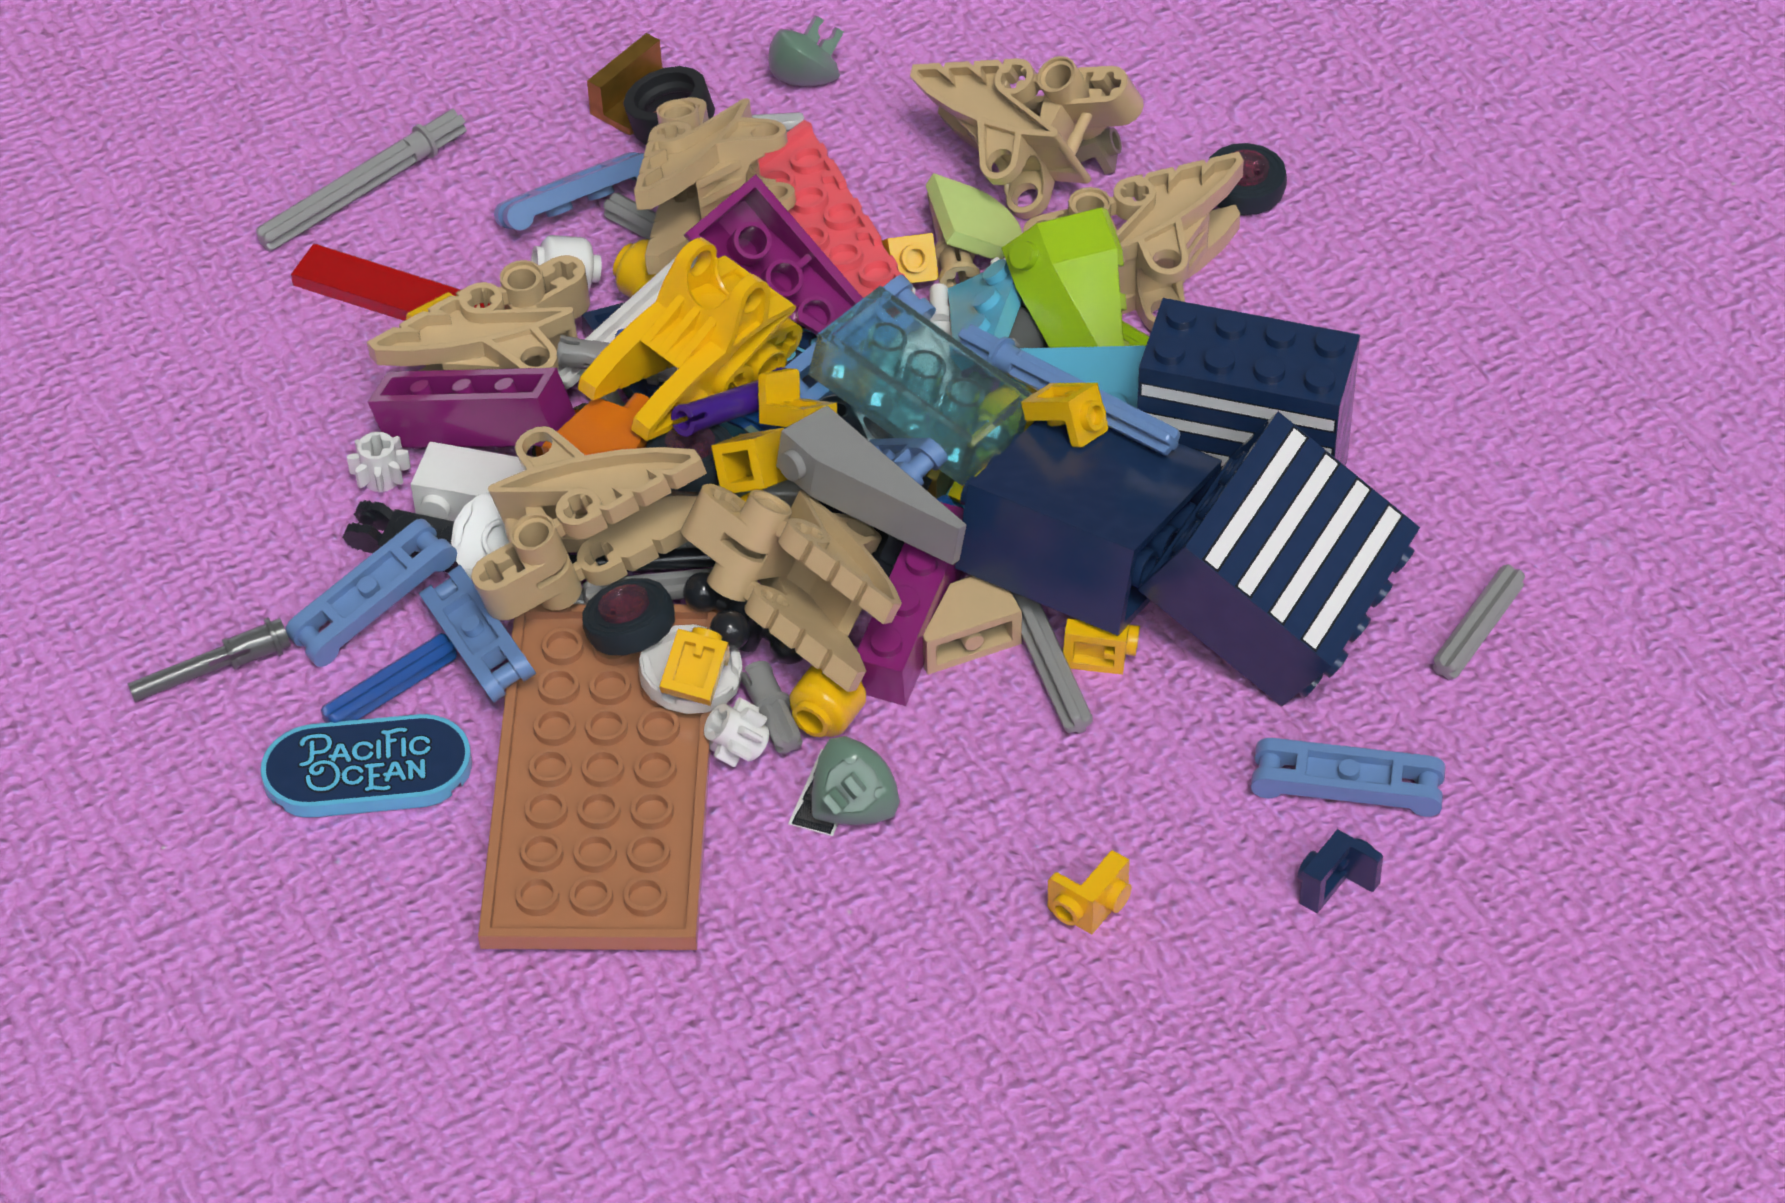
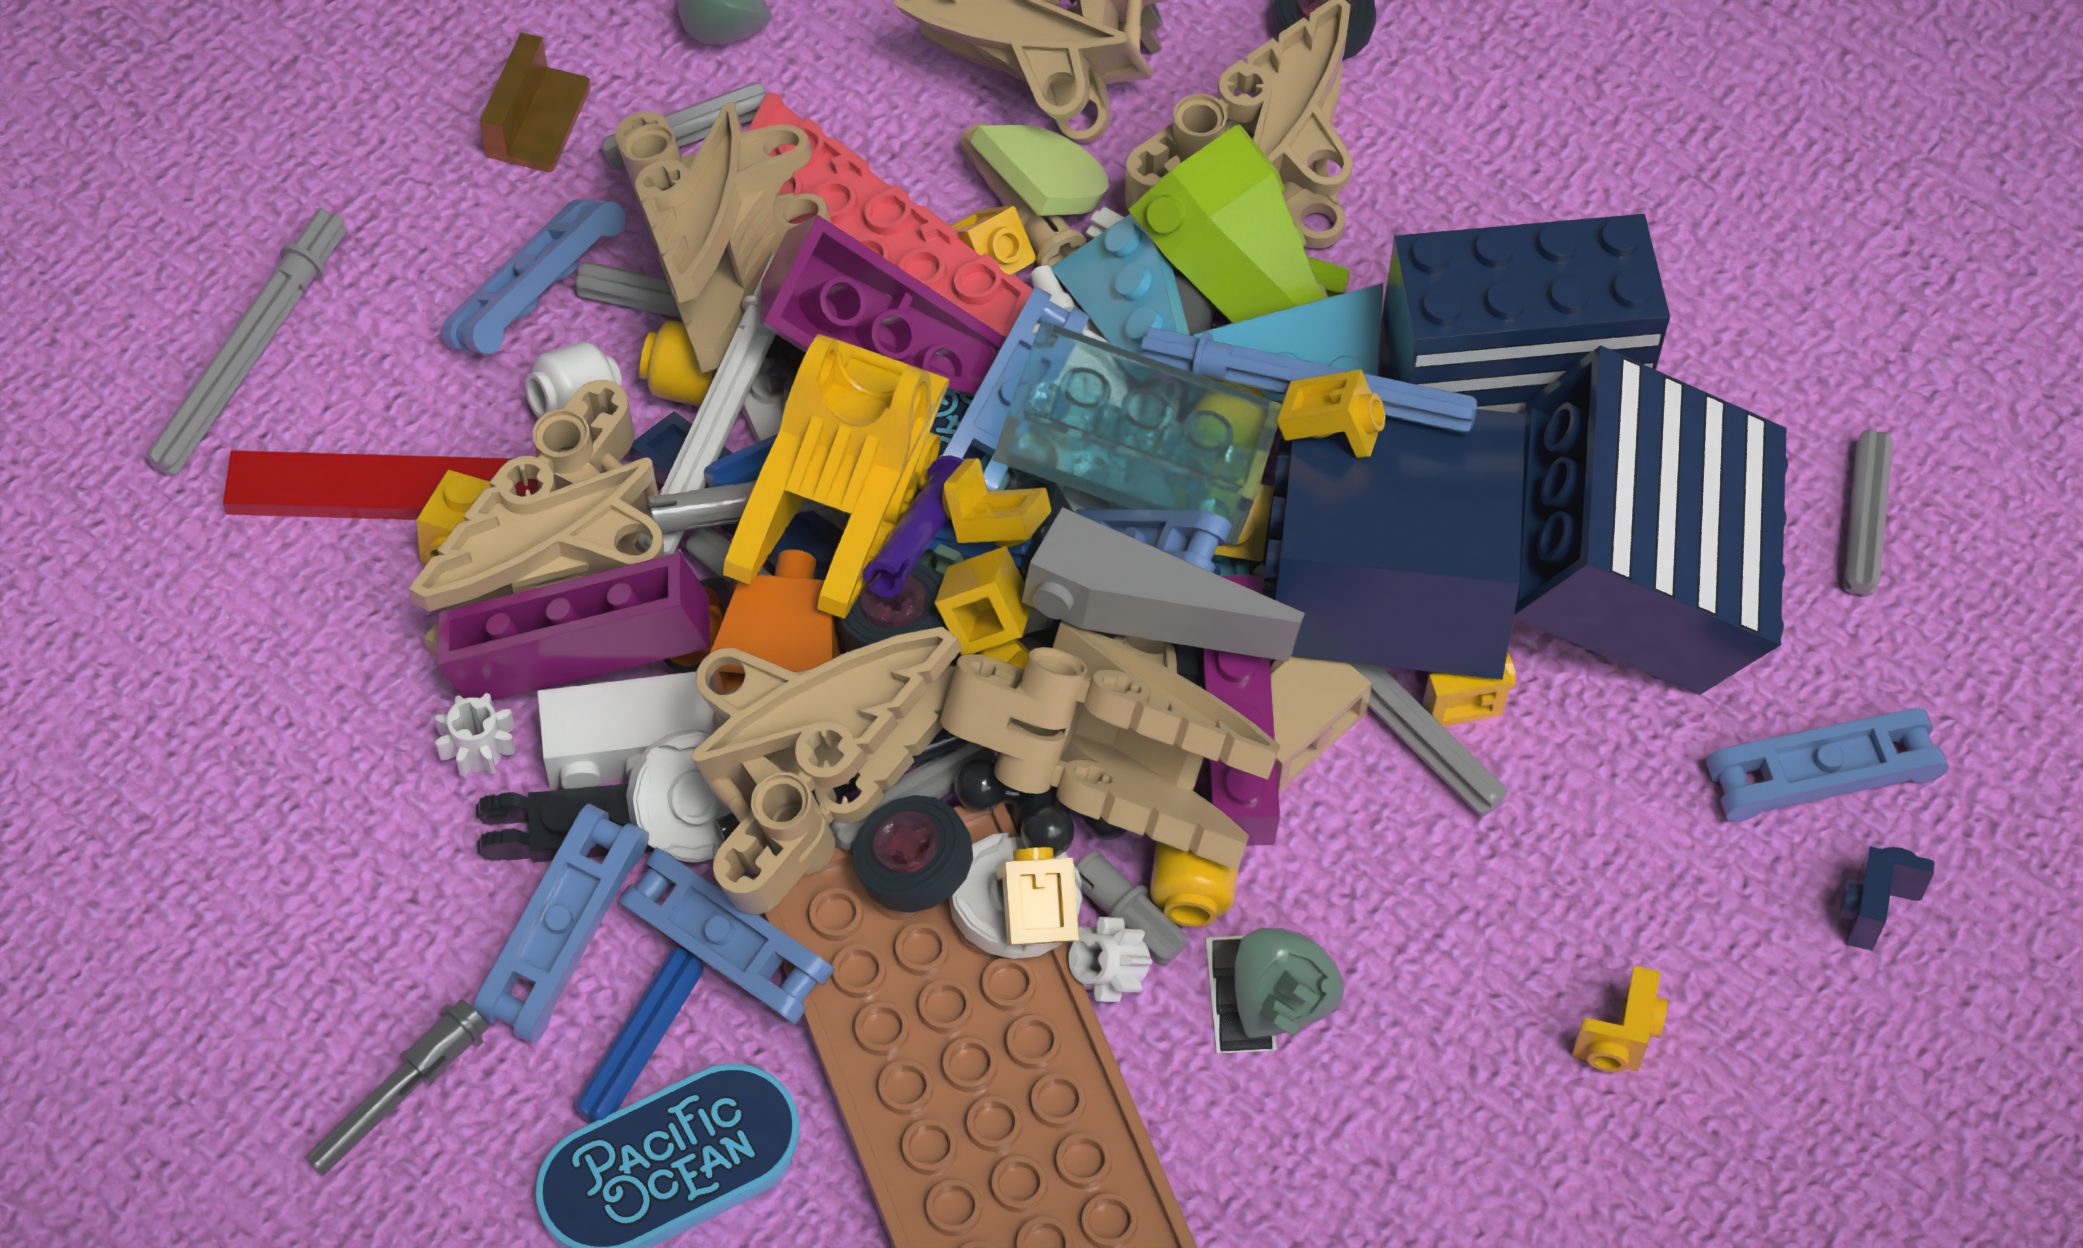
camera: 25 degrees left, 10 degrees up
(659, 87) = (571, 102): black tyre -> none

